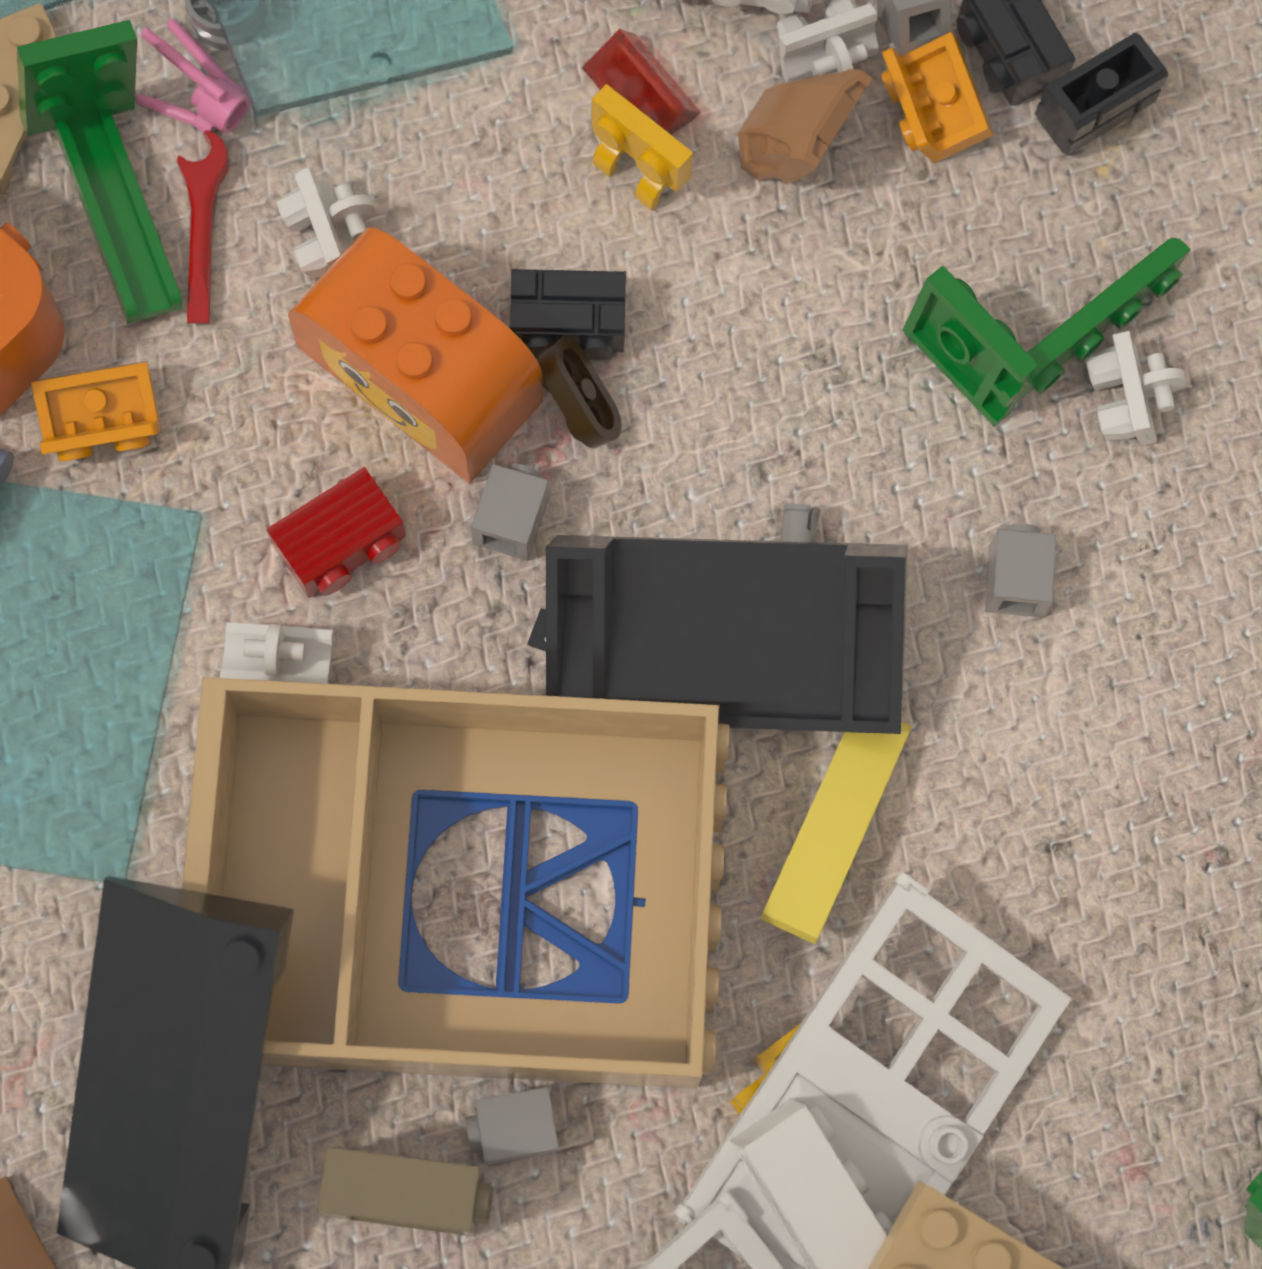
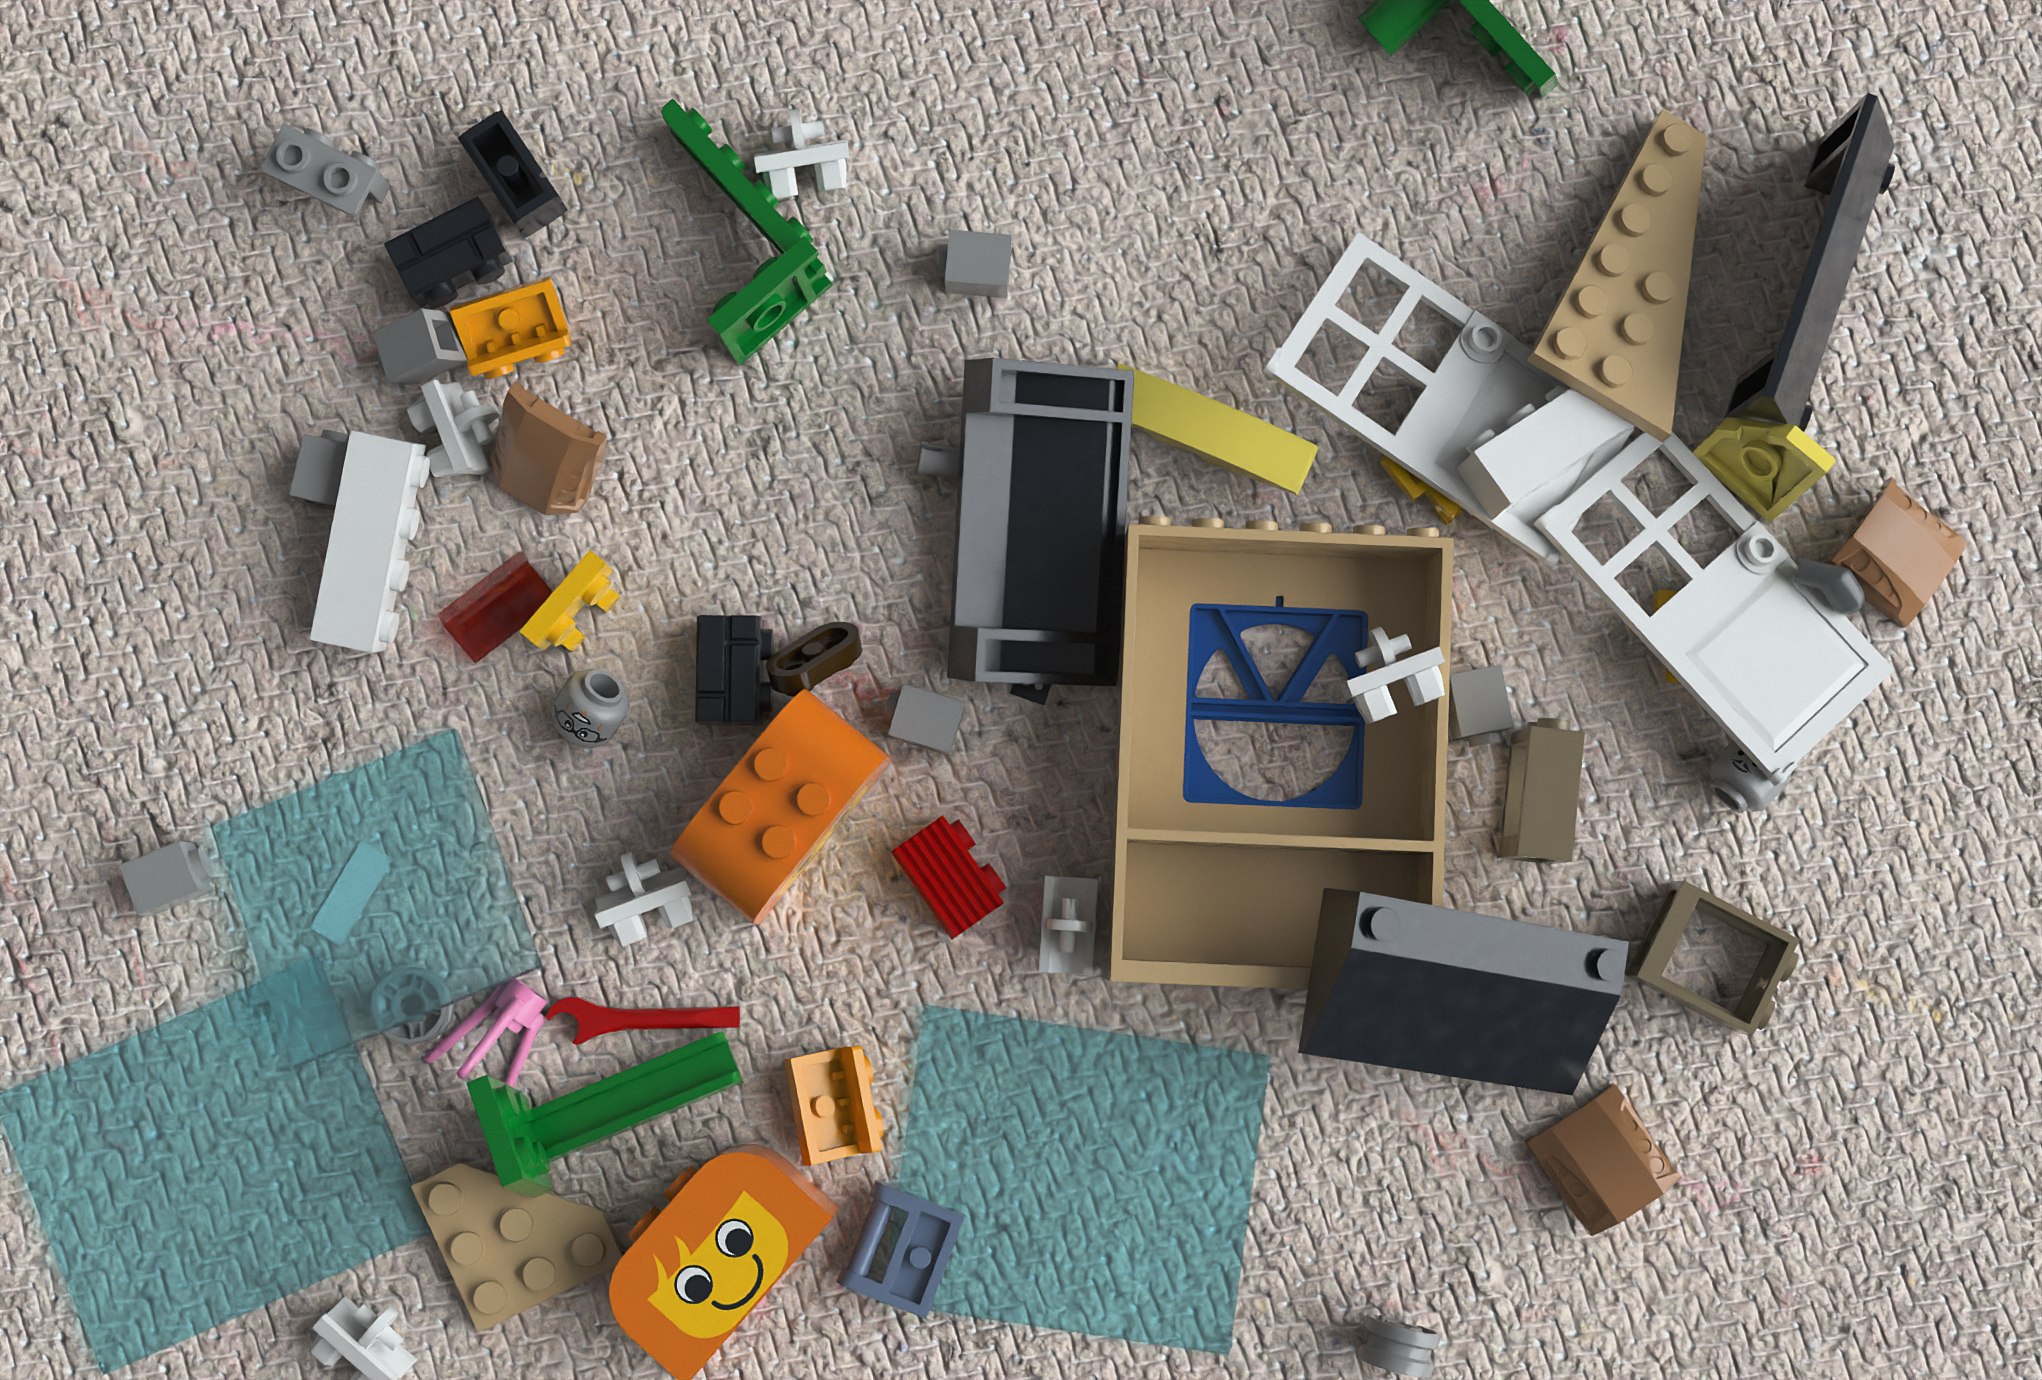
camera: 90 degrees left, 10 degrees up
(522, 970) = (1371, 689): none -> white hips
(528, 168) = (590, 708): none -> light grey head

